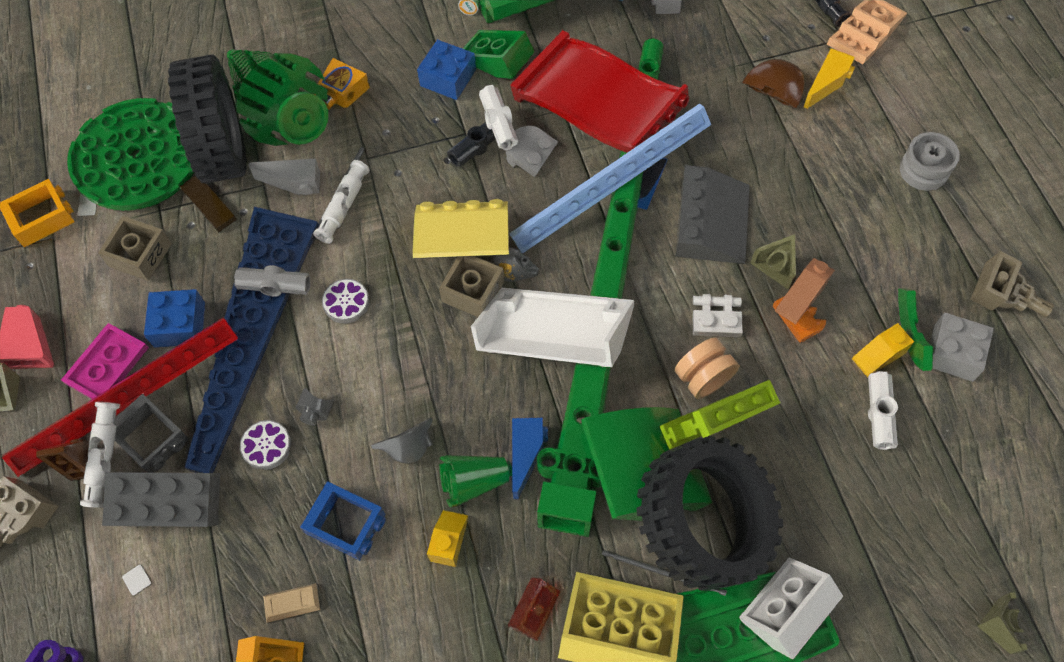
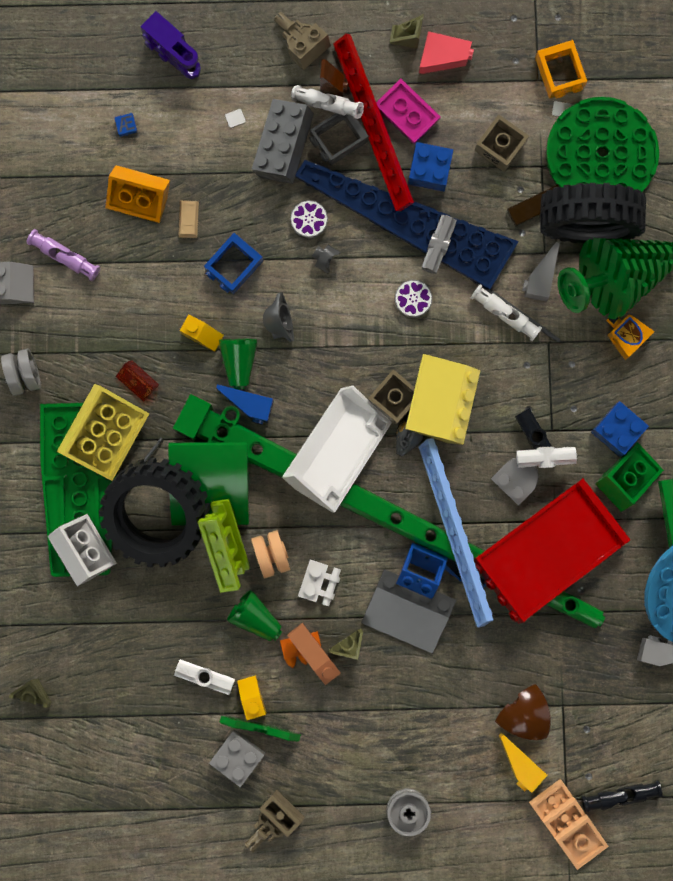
camera: 100 degrees right, 20 degrees up
(654, 223) = (435, 564): none -> blue window
(789, 371) = (254, 617): none -> green cone

